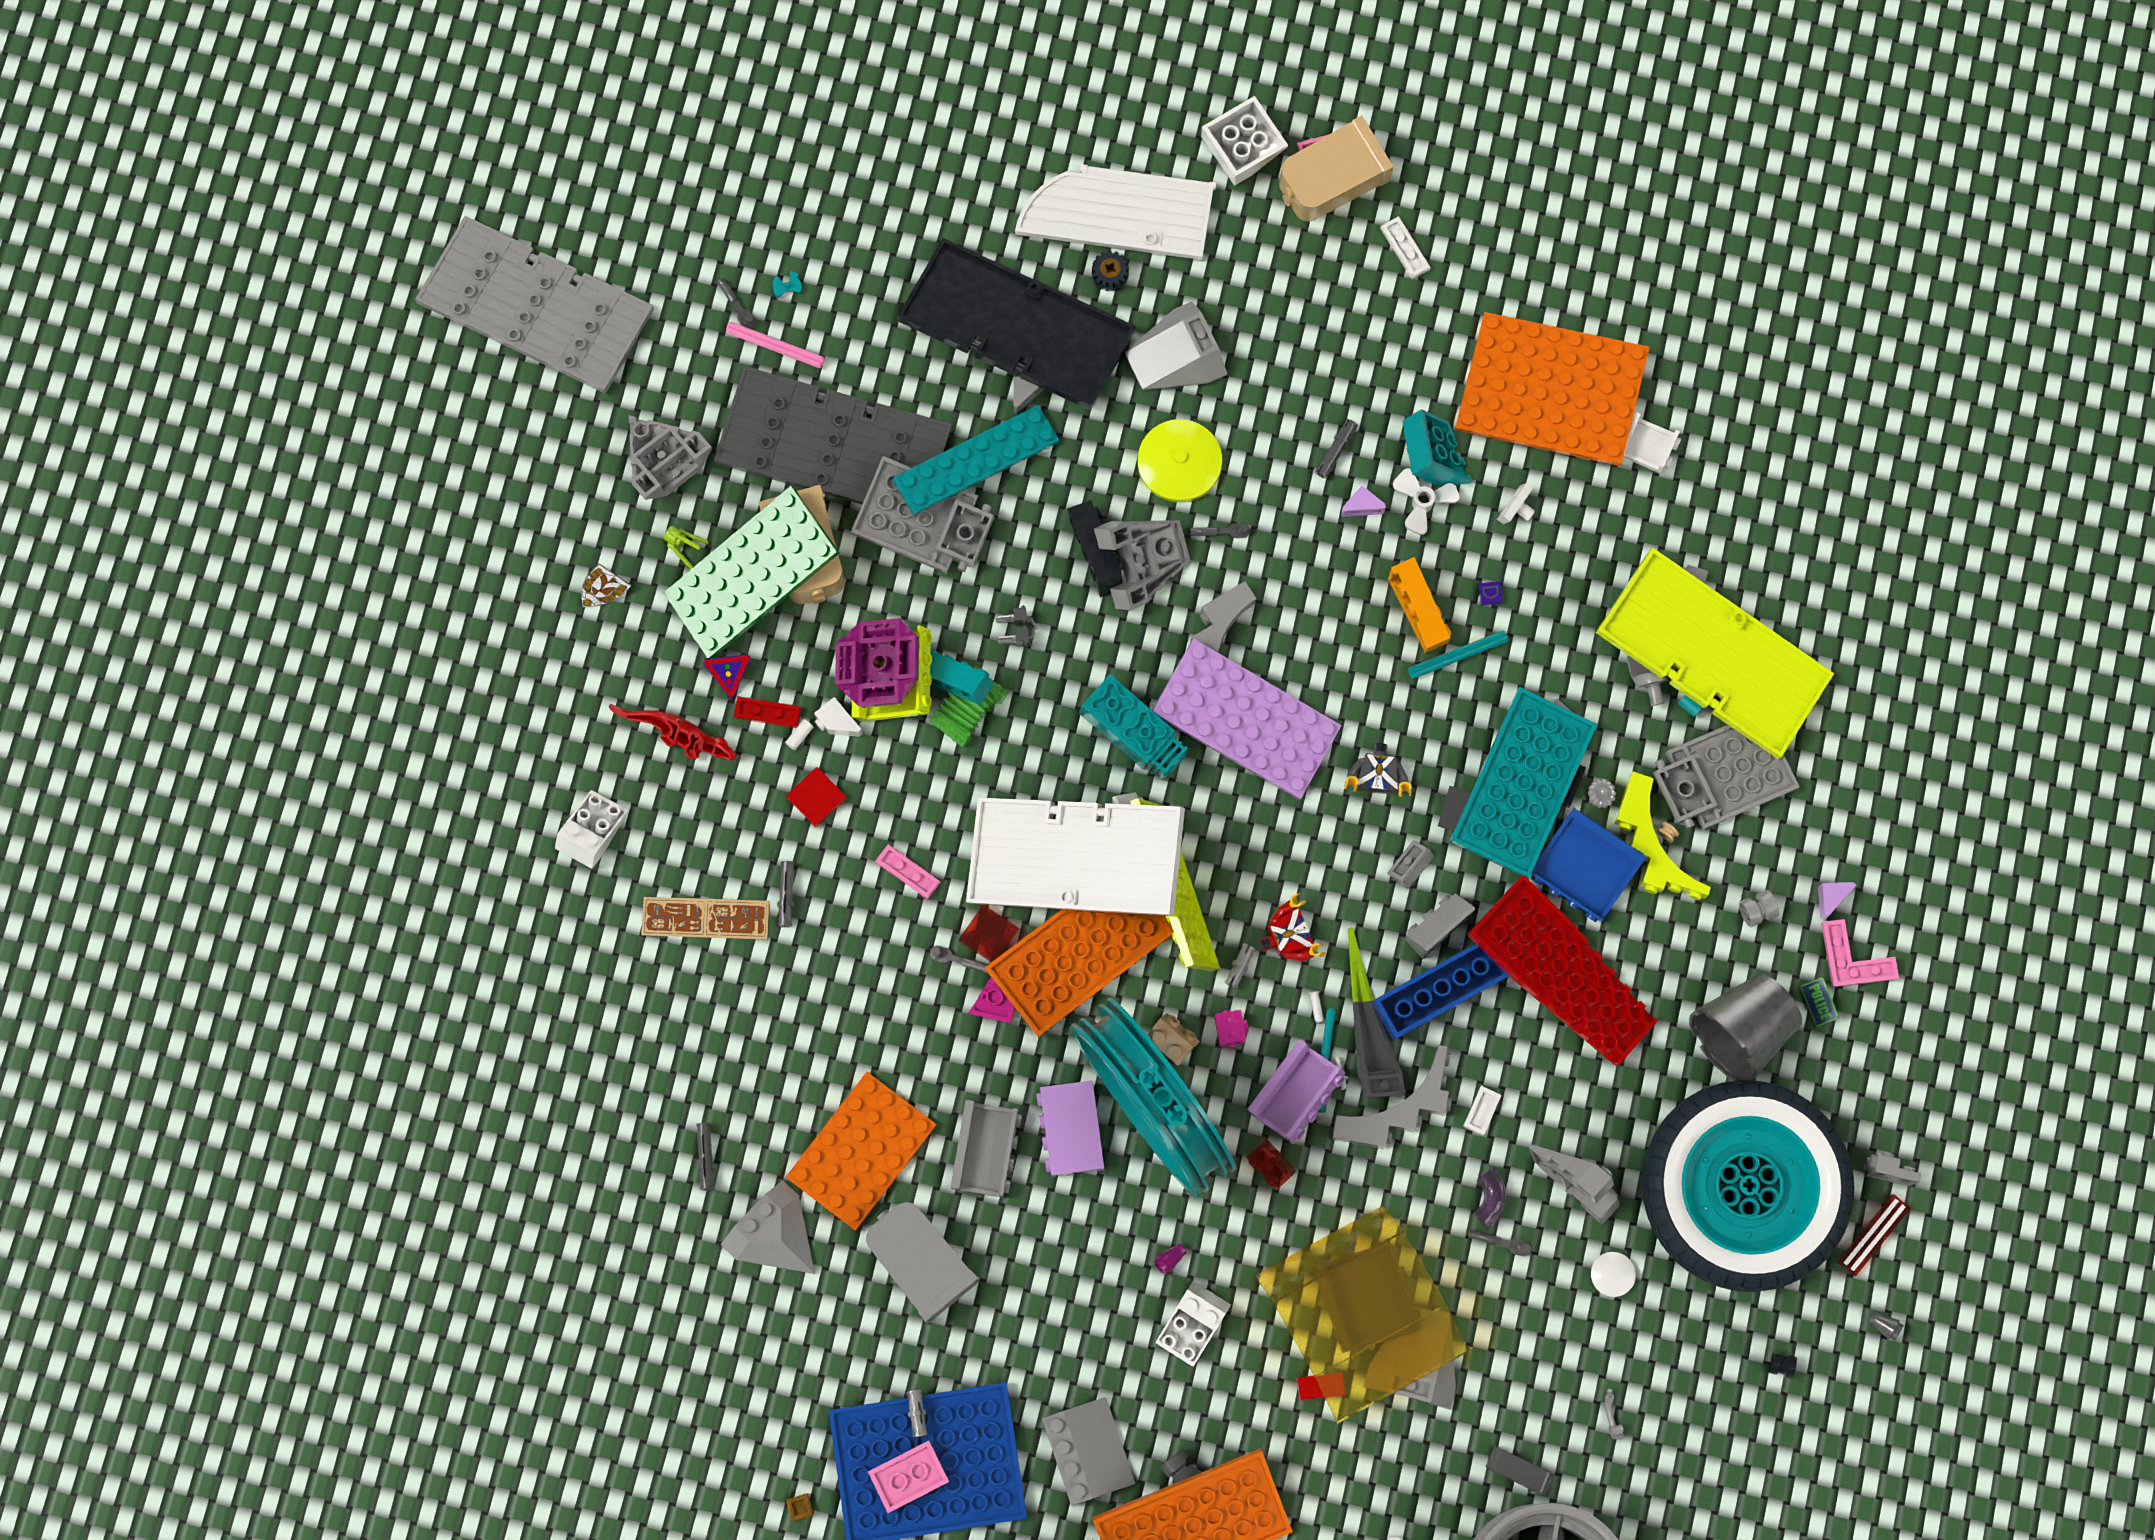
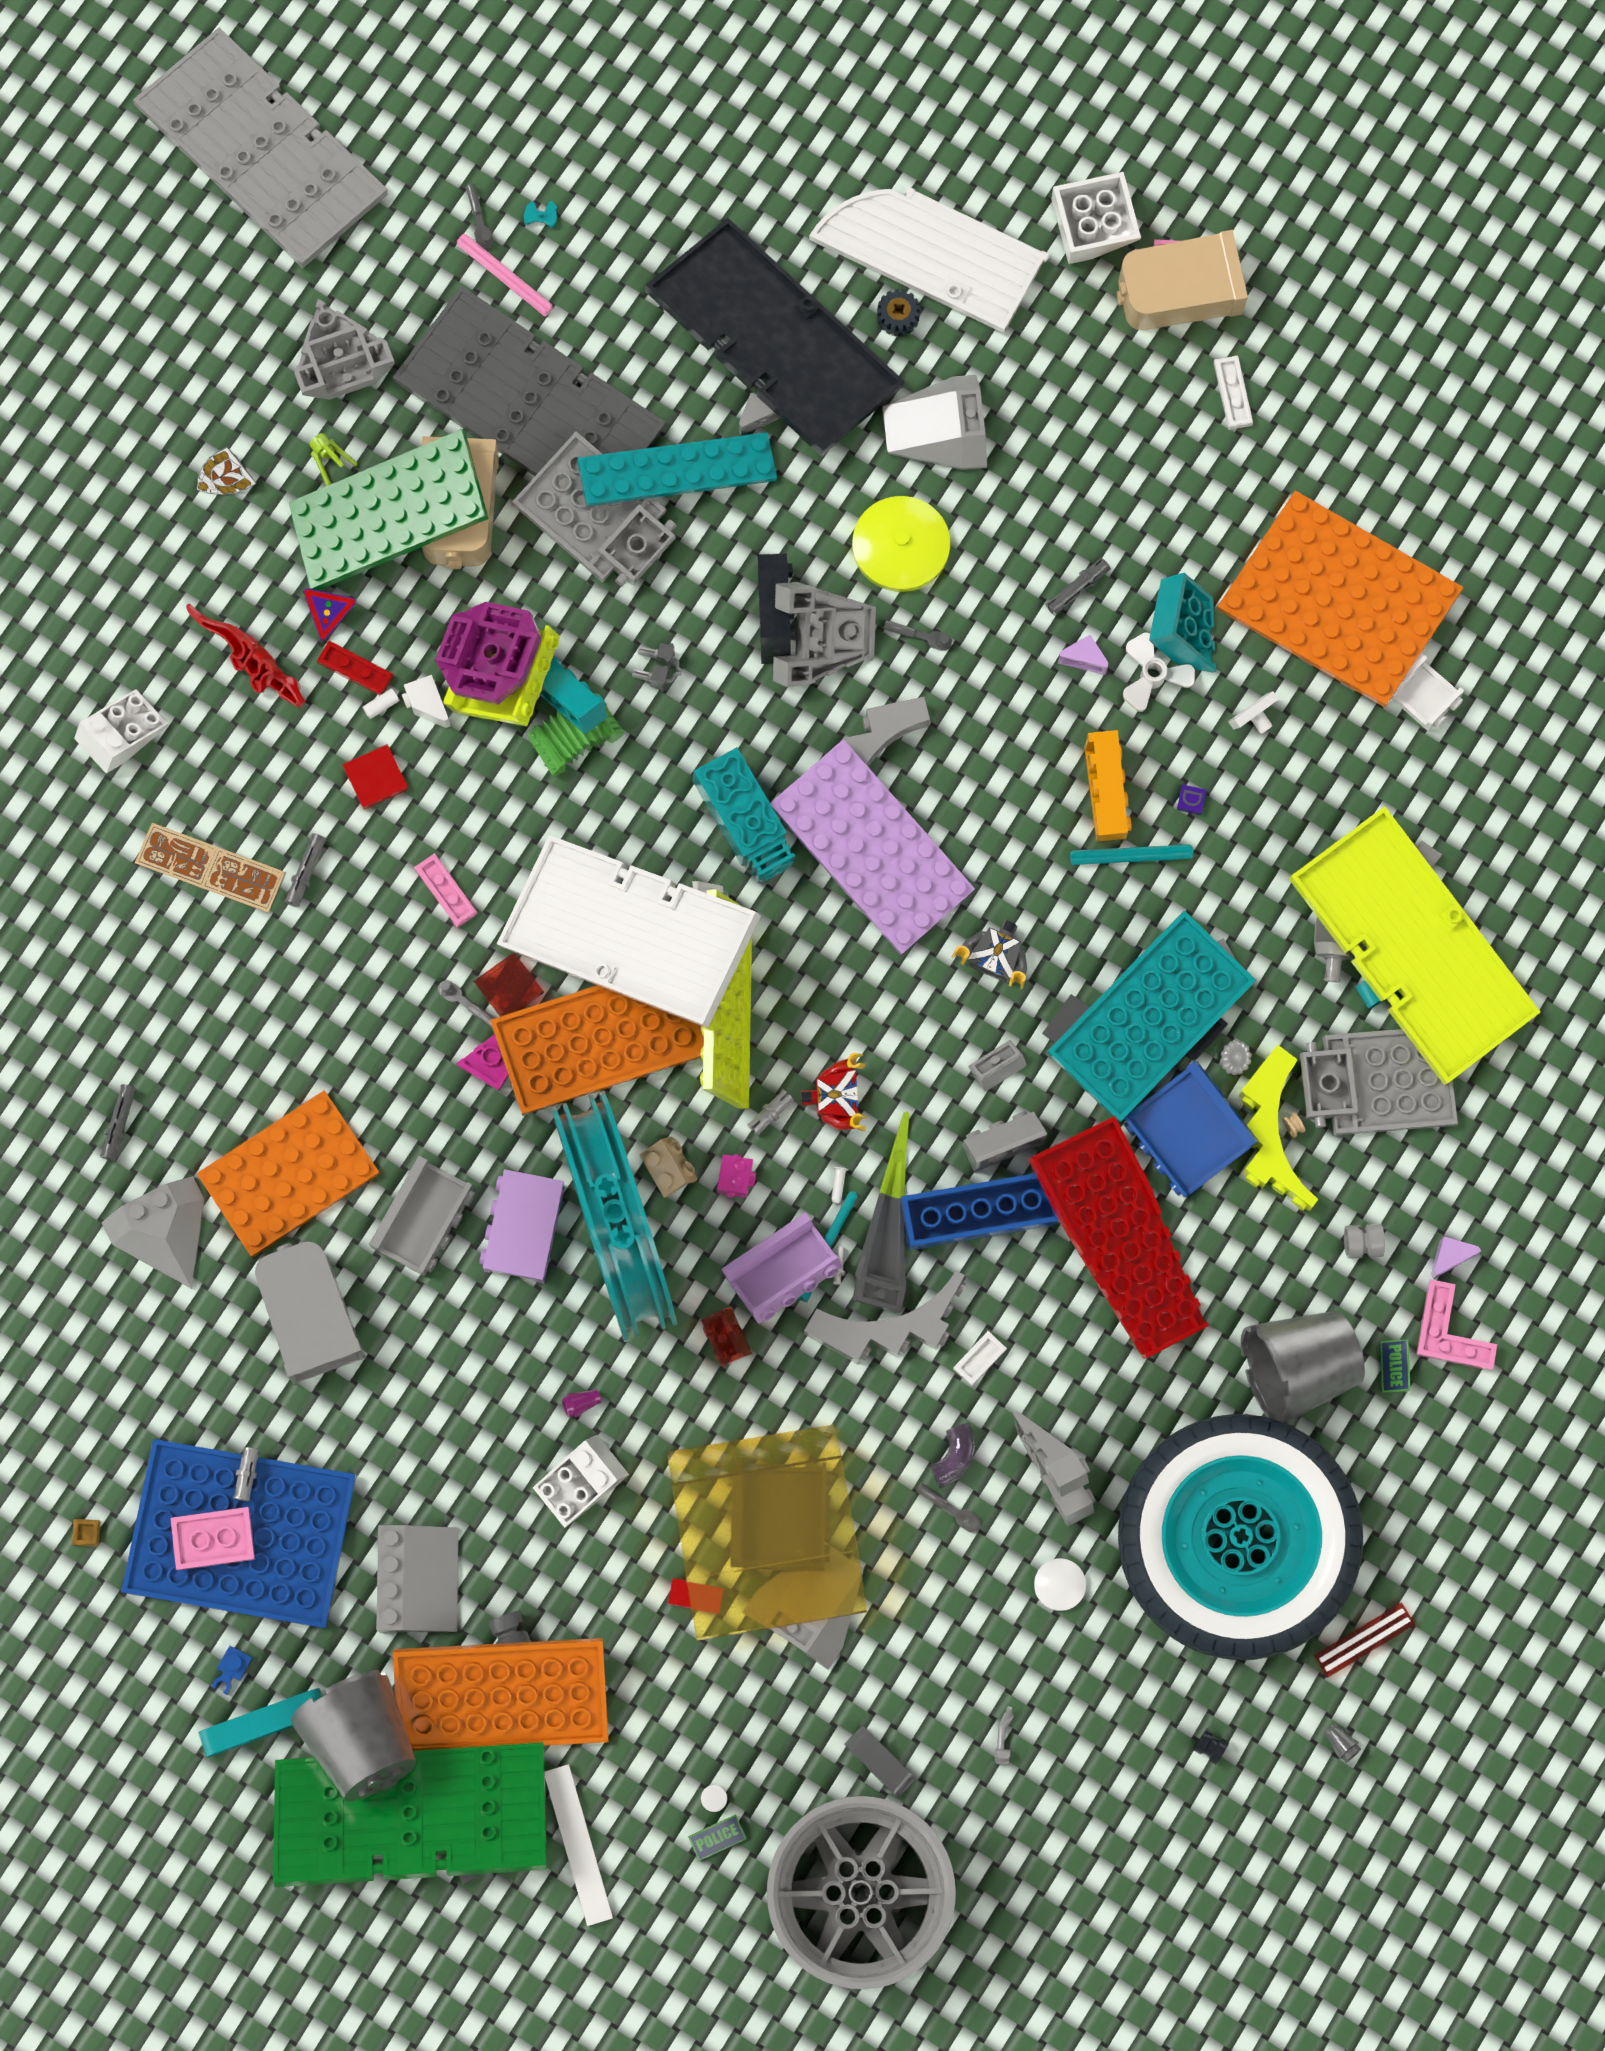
camera: 15 degrees right, 0 degrees up
(1887, 1168) = (1401, 1569): light grey plate -> none

